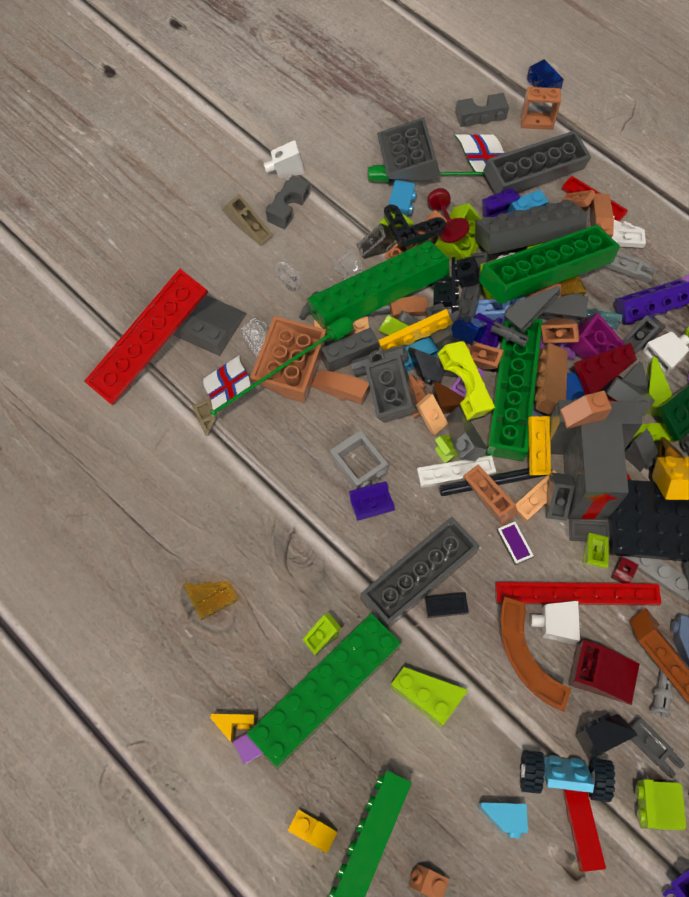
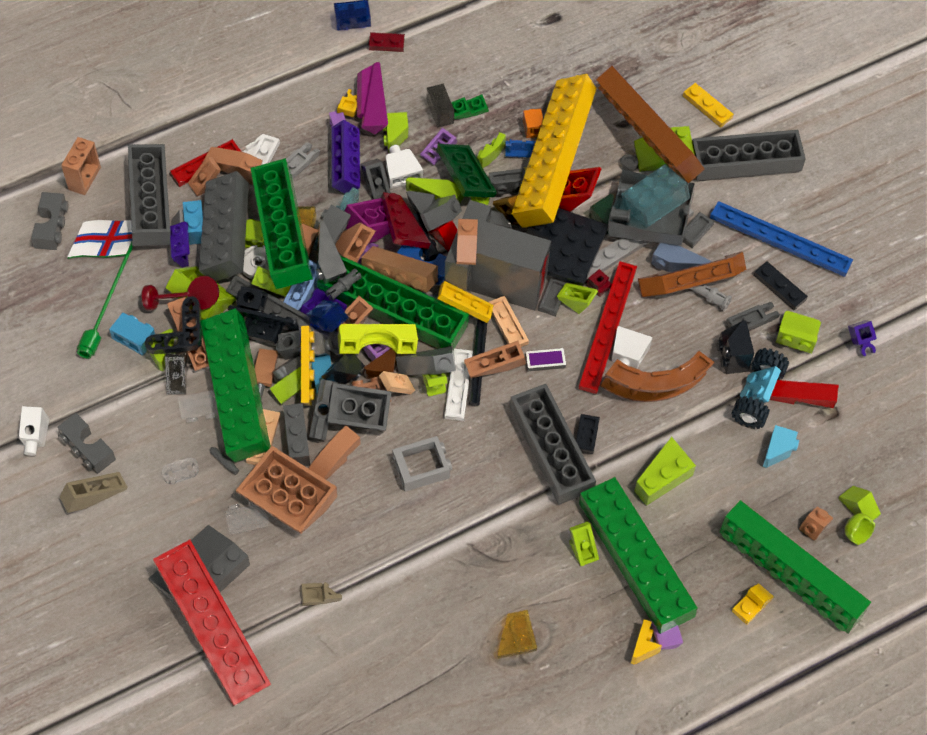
camera: 75 degrees left, 5 degrees down
(232, 380) = (300, 554): flag -> none
(371, 501) = (467, 465): dark purple bracket -> none
(409, 151) = (78, 304): dark grey slope -> none
(544, 76) = (36, 149): clear blue brick -> none
(559, 496) = (517, 304): dark grey slope -> none
(604, 672) = (681, 332): dark red slope -> none

